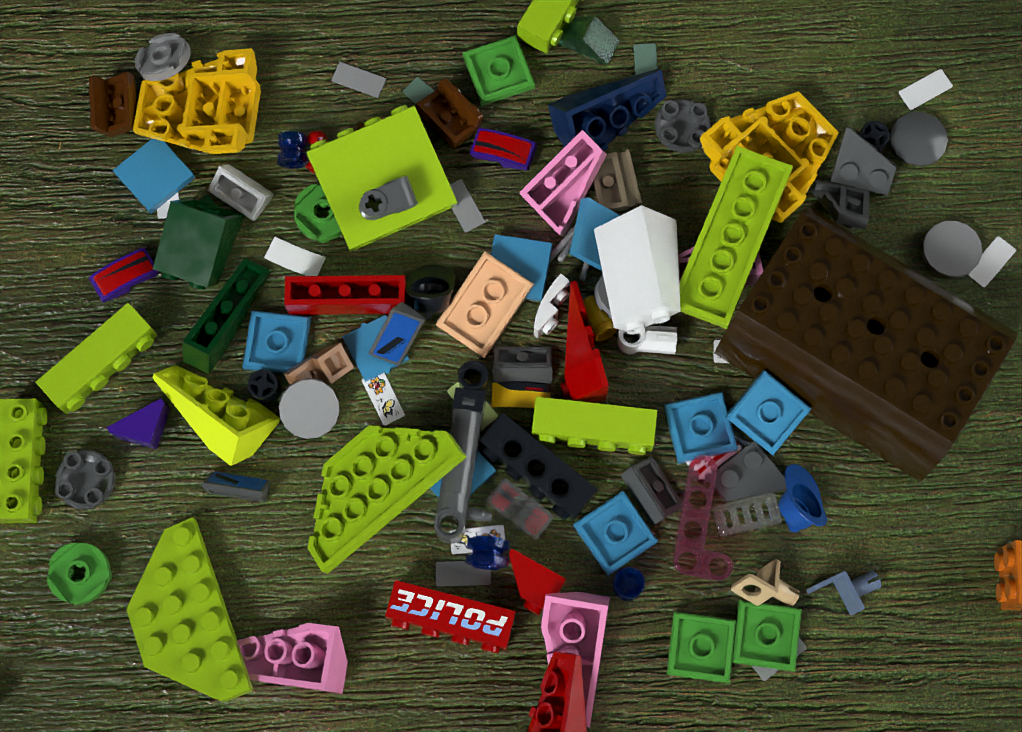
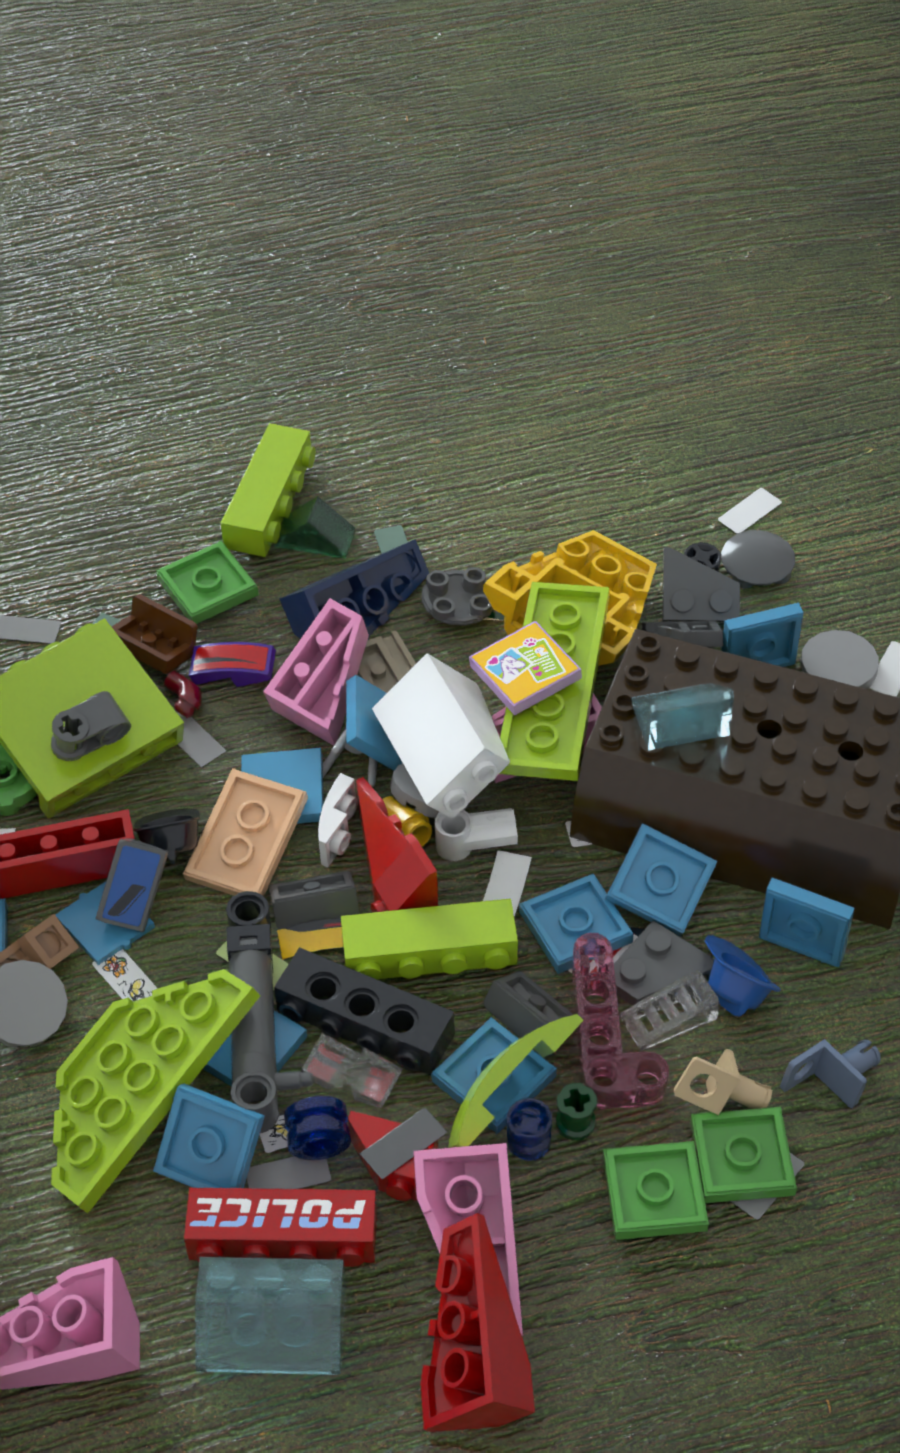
camera: 15 degrees left, 25 degrees down
(413, 547) = (207, 1140): none -> dark azure tile
(430, 678) = (269, 1315): none -> clear light blue slope
(467, 169) = (189, 694): none -> dark red arm
(541, 581) = (398, 1145): none -> dark grey sticker
(590, 572) = (472, 1115): none -> lime slope
(655, 584) = (575, 1124): none -> dark green bush
(658, 383) = (508, 878): none -> white sticker
(712, 227) = (525, 667): none -> tile
(815, 303) = (684, 715): none -> clear light blue slope
(859, 476) = (805, 922): none -> dark azure tile
(896, 227) = (765, 635): none -> dark azure tile

